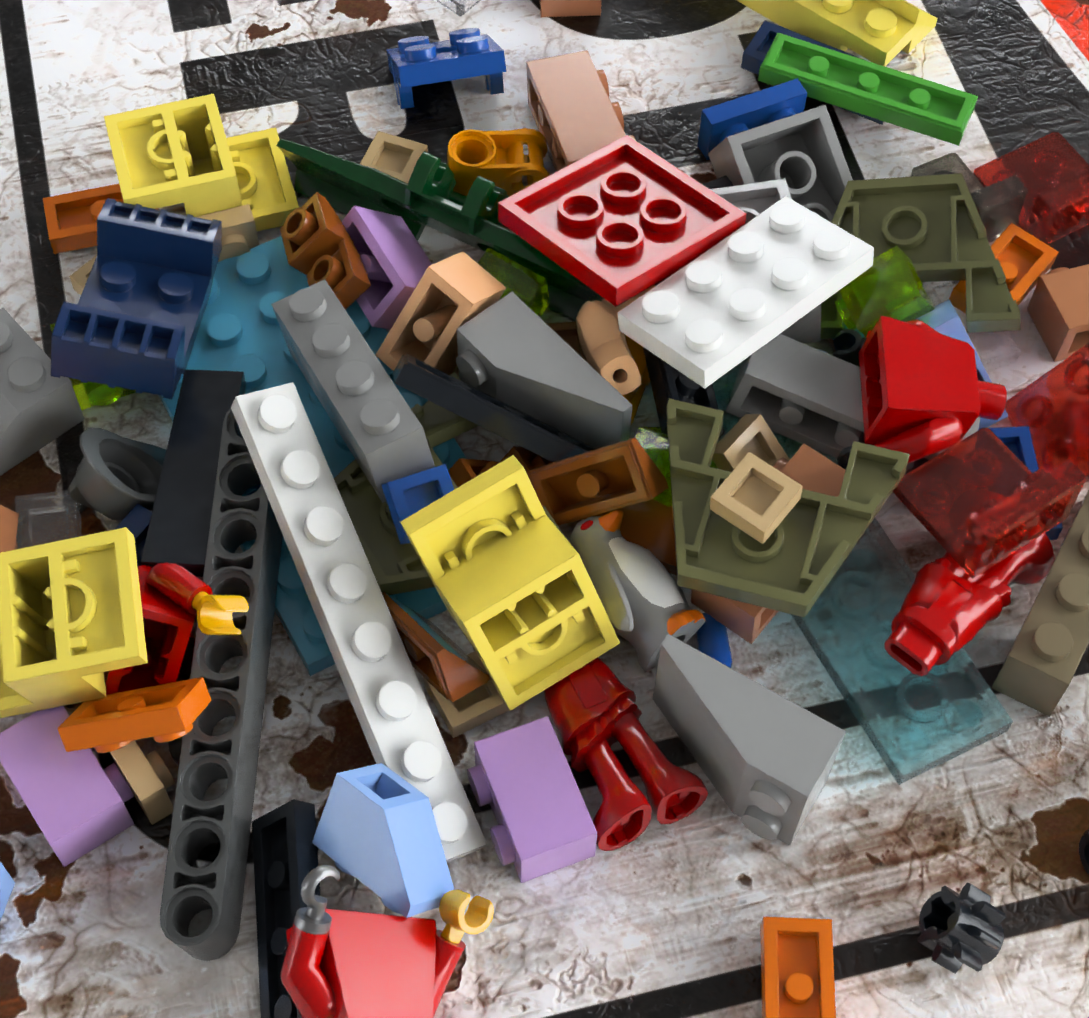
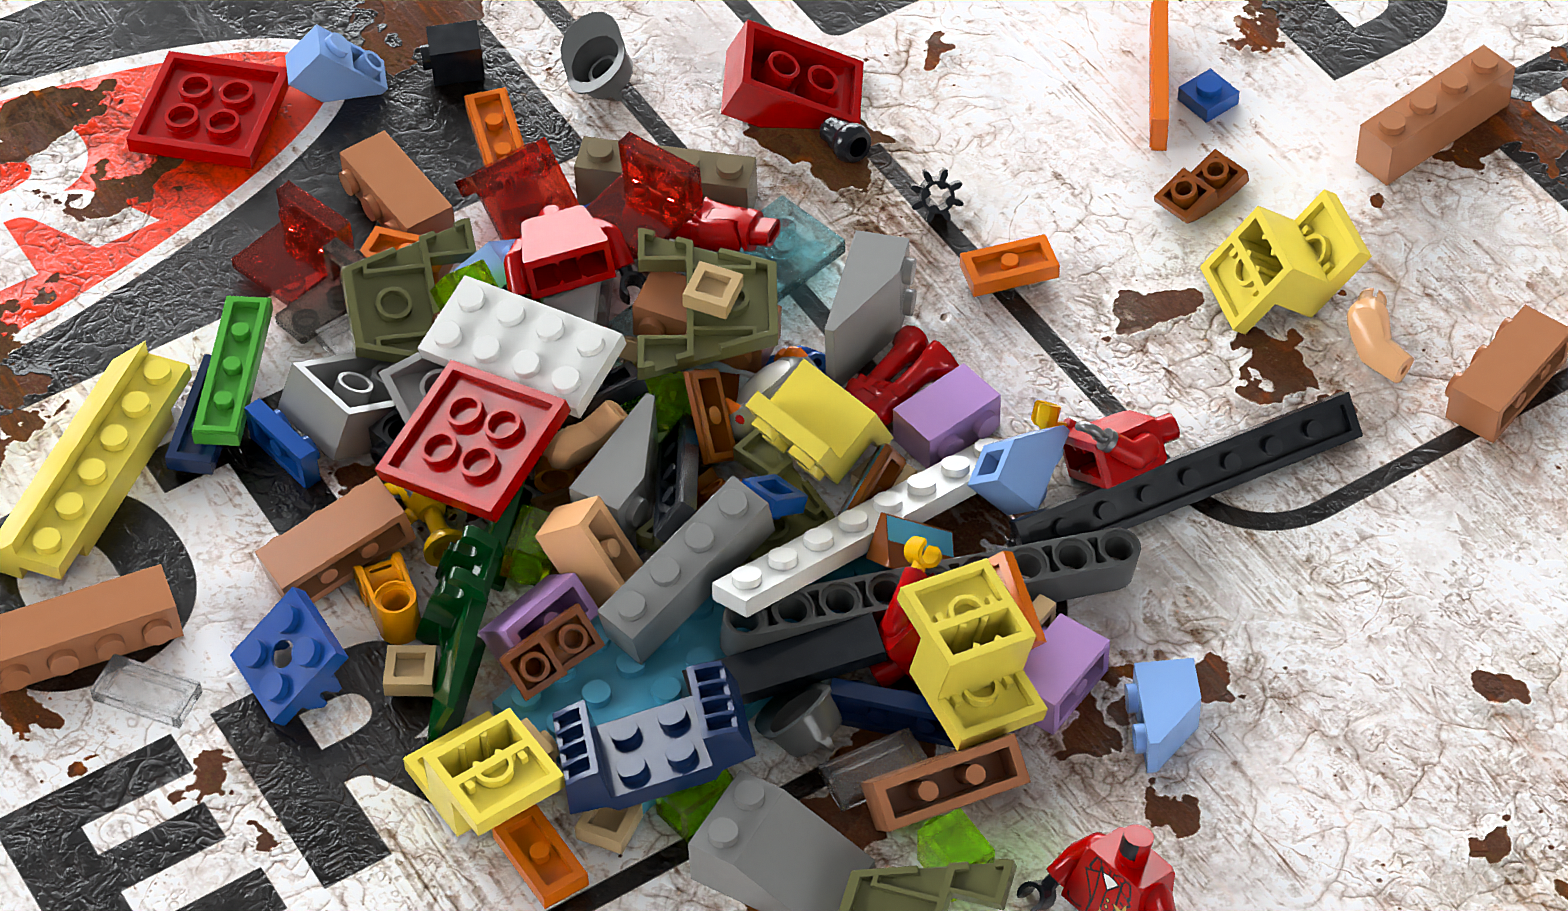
camera: 105 degrees left, 10 degrees down
(297, 661) = (894, 532): none -> slope

